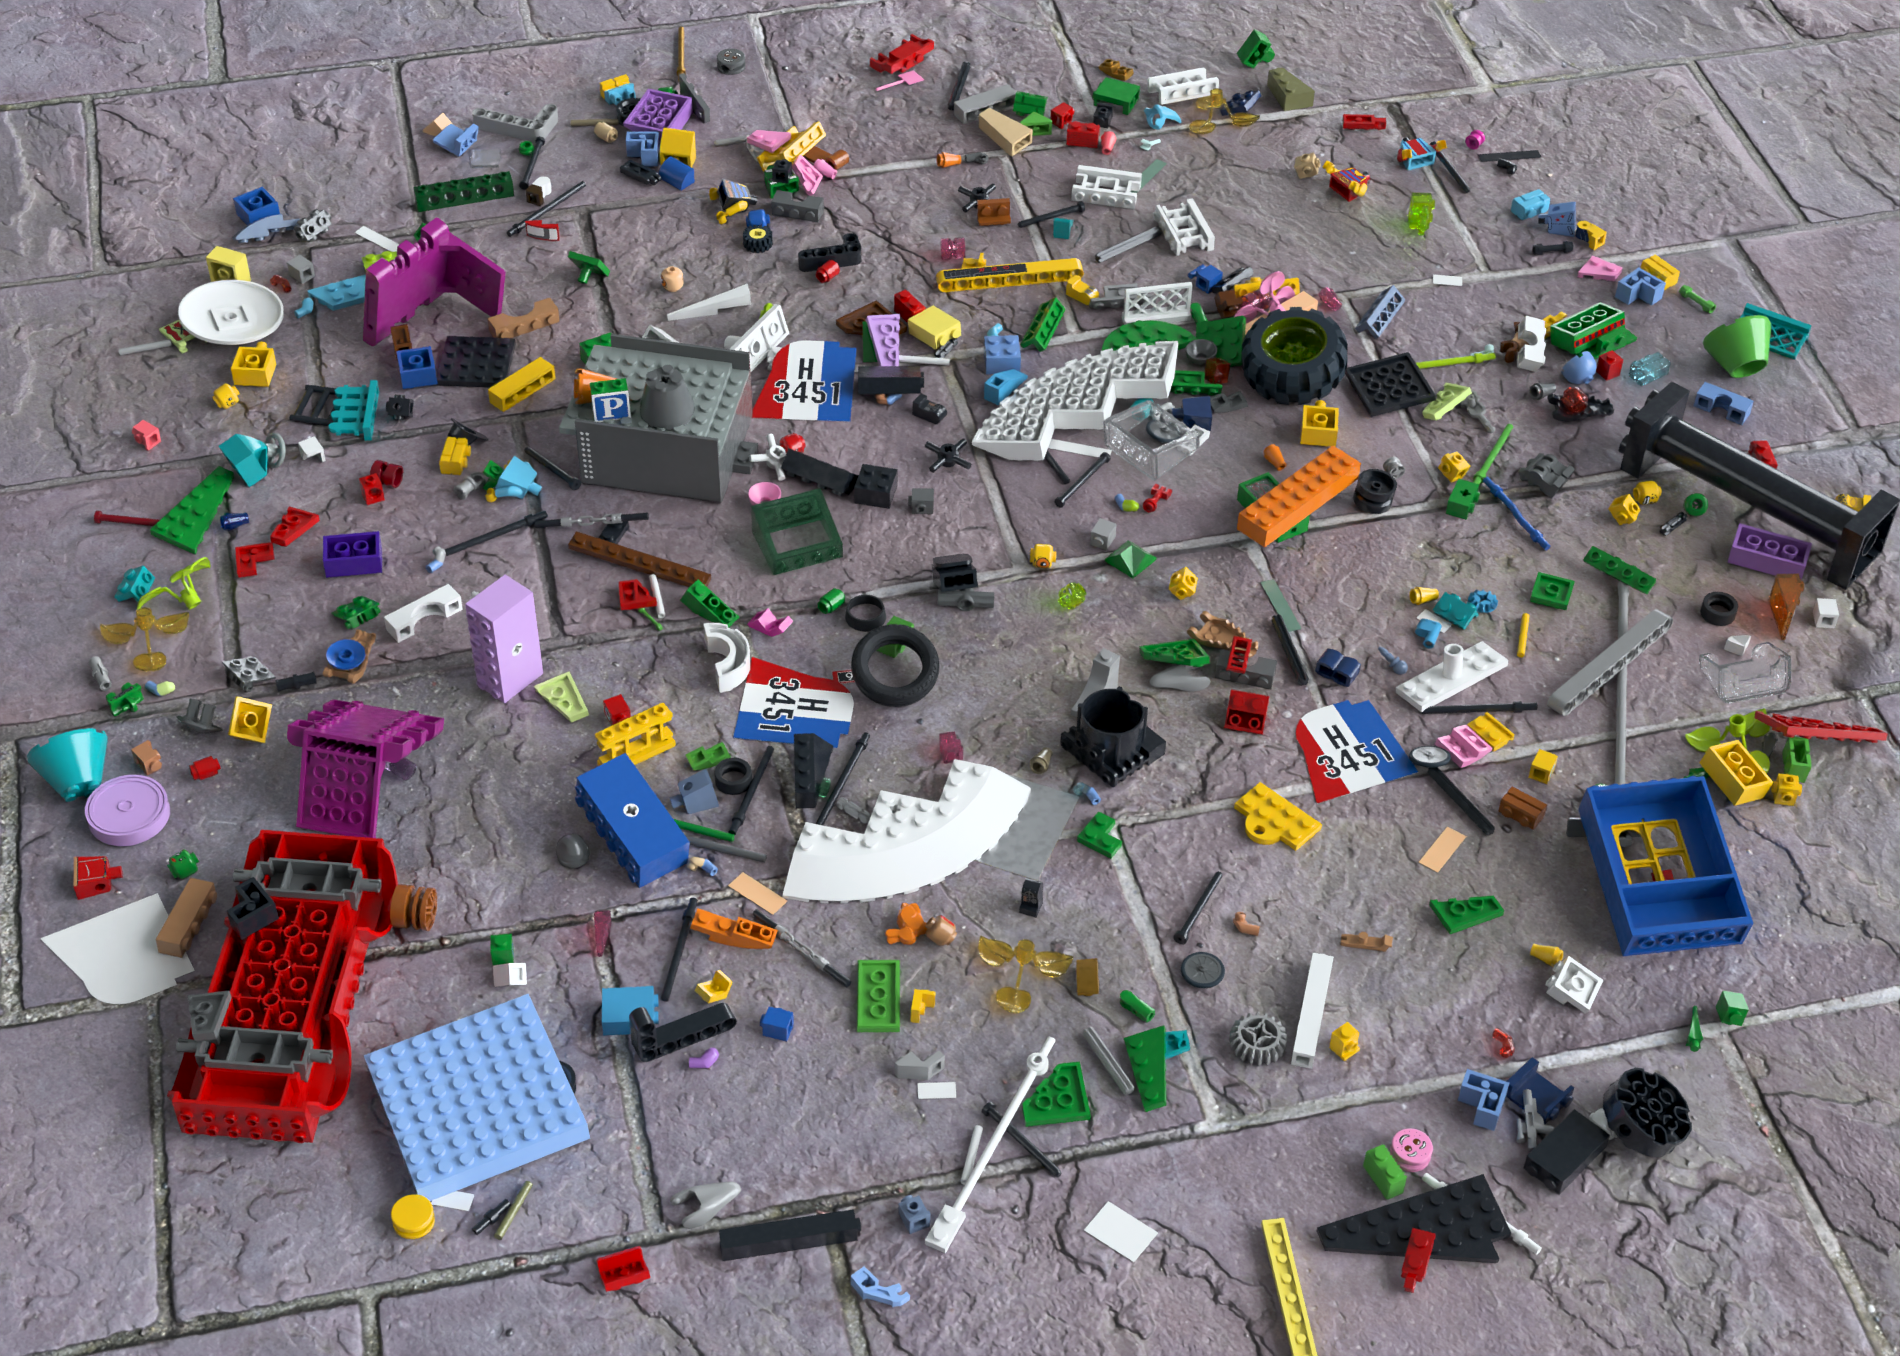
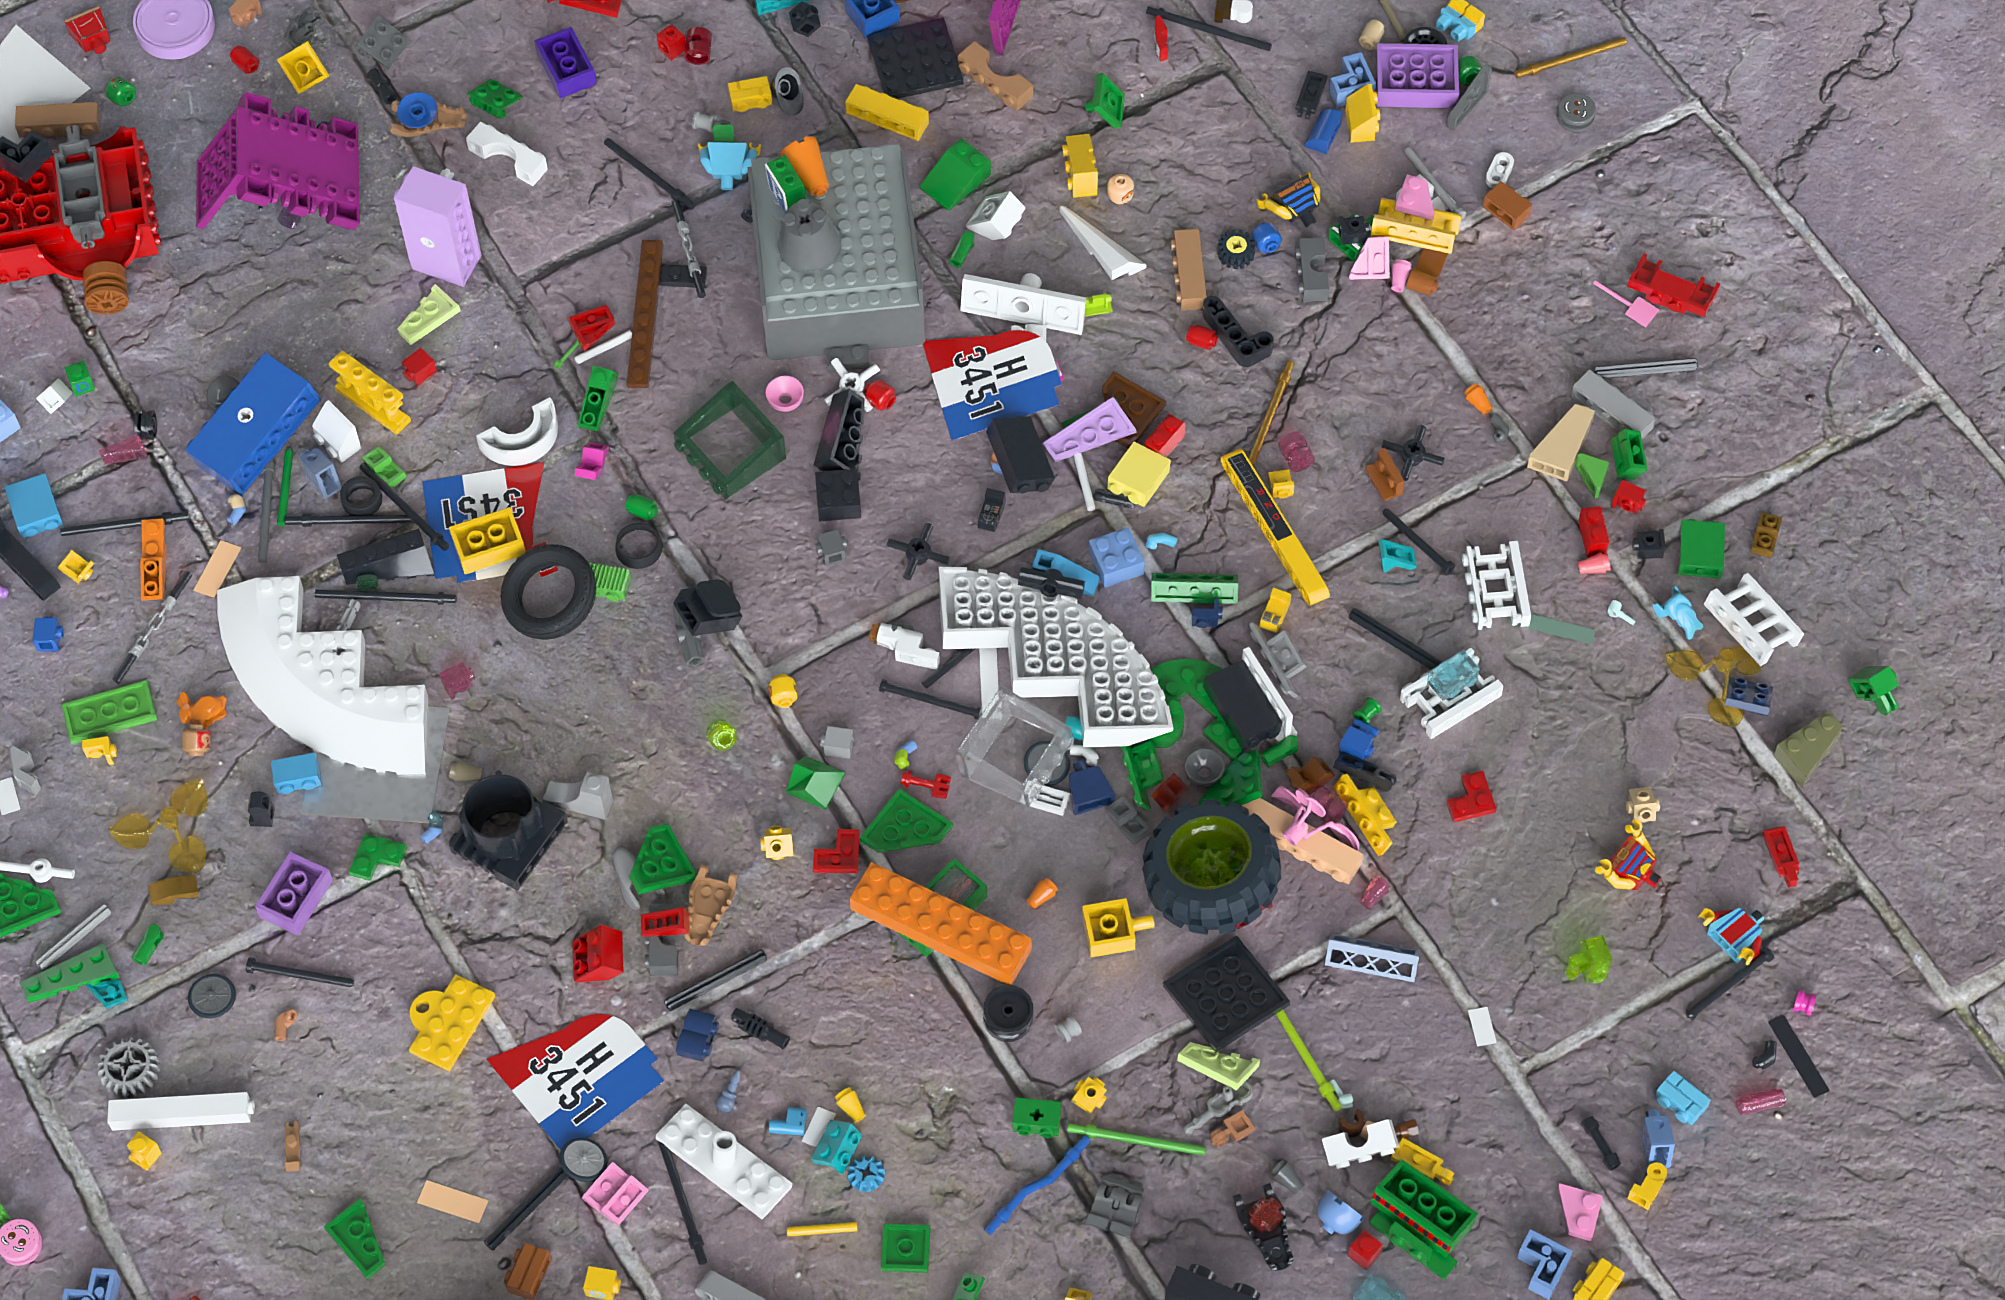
camera: 75 degrees right, 15 degrees up
(438, 561) = (591, 138): arm -> none
(582, 908) = (145, 424): none -> black wheel
(638, 293) = (1080, 165): none -> yellow wedge
(662, 771) = (335, 433): none -> white slope
(760, 105) = (1499, 172): none -> white plate
(764, 263) = (1189, 269): none -> medium nougat brick
(765, 745) = (436, 538): none -> black bar
(793, 108) = (1507, 205): none -> dark orange brick
(823, 696) = (487, 540): none -> yellow brick
(885, 244) = (1283, 381): none -> pearl gold bar
(1001, 869) = (296, 773): none -> dark azure brick
(1017, 383) = (1051, 583): none -> black piece
(1029, 479) = (906, 644): none -> white plate
(1071, 319) = (1207, 617): none -> dark blue bracket
(1124, 888) = (294, 893): none -> medium lavender brick
(1160, 317) = (1243, 705): none -> black brick
(1180, 212) = (1453, 675): none -> clear light blue brick
(1182, 267) = (1368, 710): none -> green bush
(1189, 515) = (905, 825): none -> green plate
(1205, 553) = (843, 858): none -> red plate
(1272, 238) = (1477, 800): none -> red plate
(1281, 605) = (791, 956): sand green sticker -> none
(1341, 631) = (759, 1028): none -> black hinge
(1491, 731) = (647, 1219): yellow plate -> none
(1498, 405) = (1236, 1126): none -> nougat plate
(1541, 176) = (1760, 1101): none -> clear pink piece

